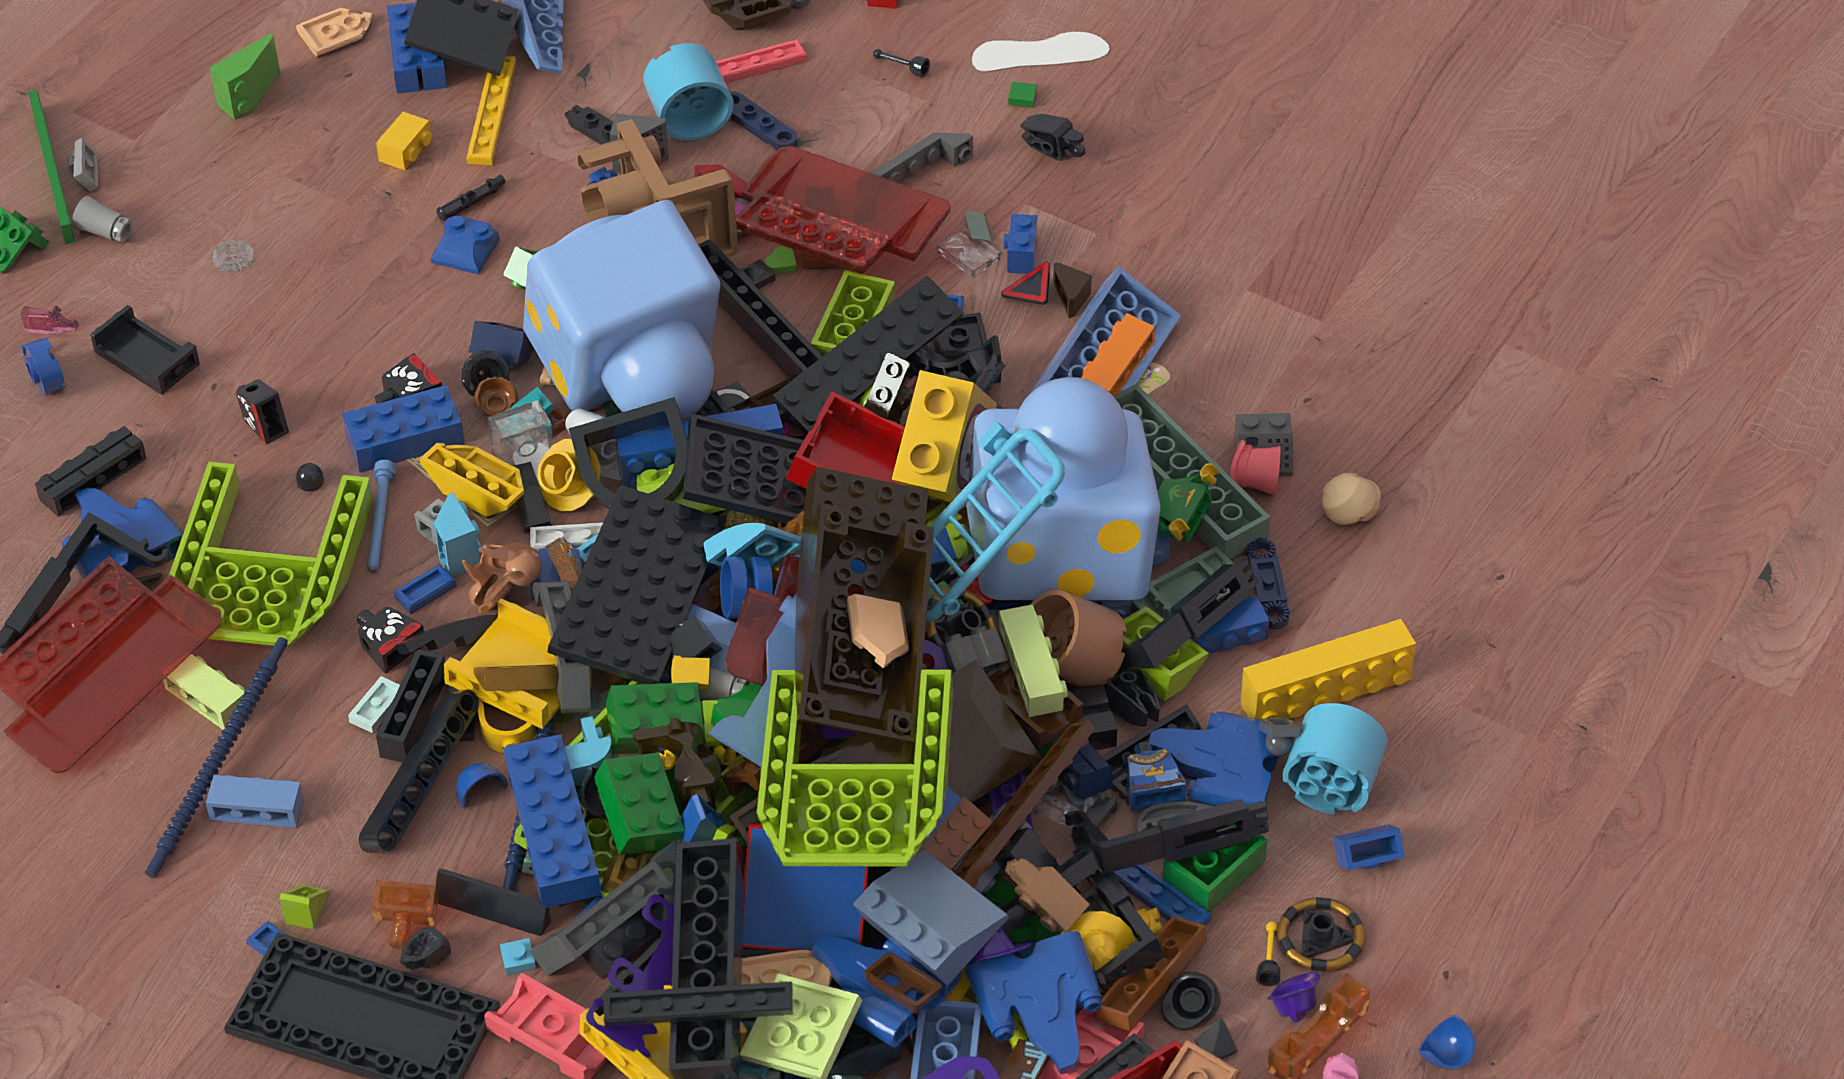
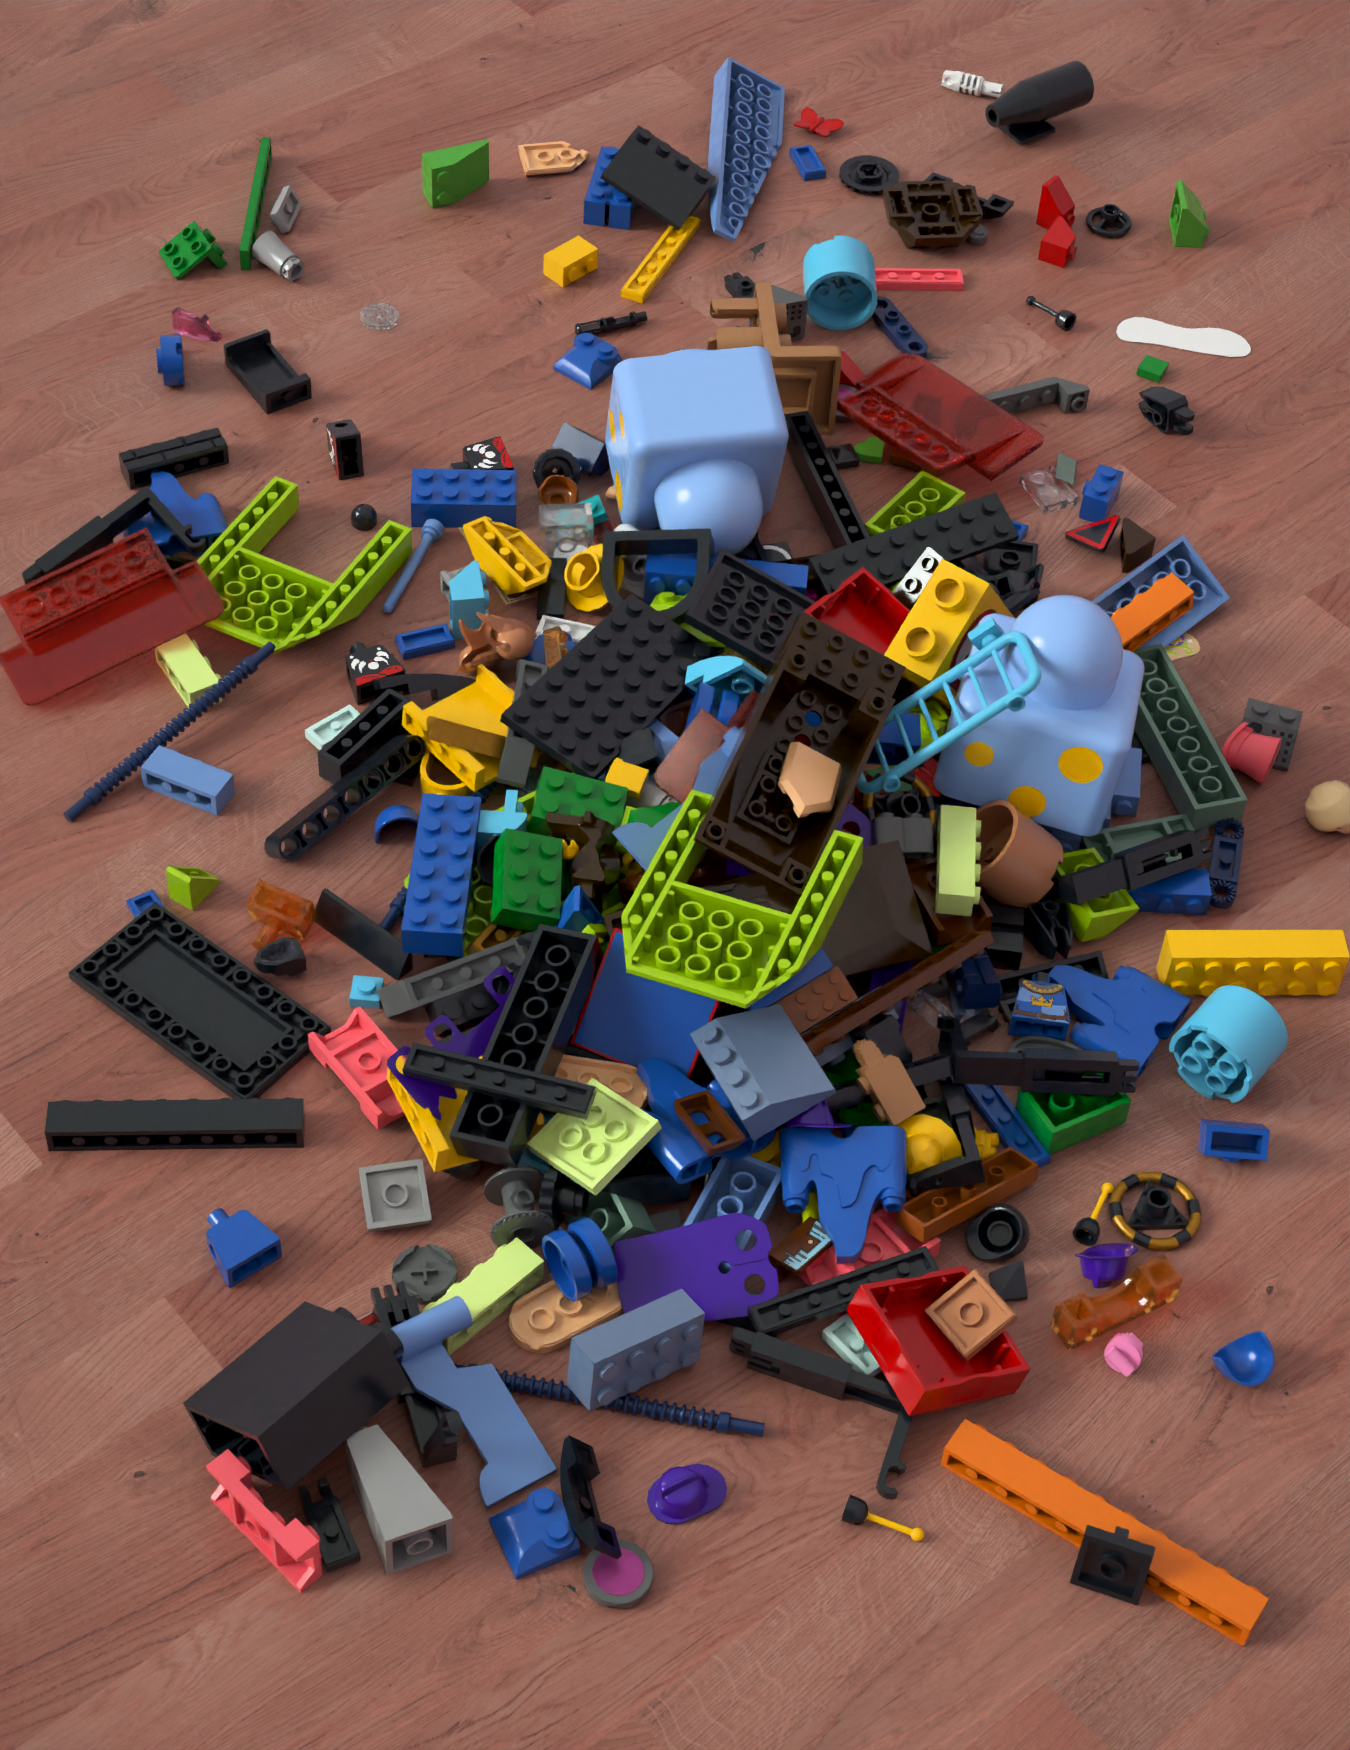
camera: 15 degrees right, 0 degrees up
(1185, 503) = (1162, 762): green torso -> none
(1279, 734) = (1179, 1004): dark grey tile -> none

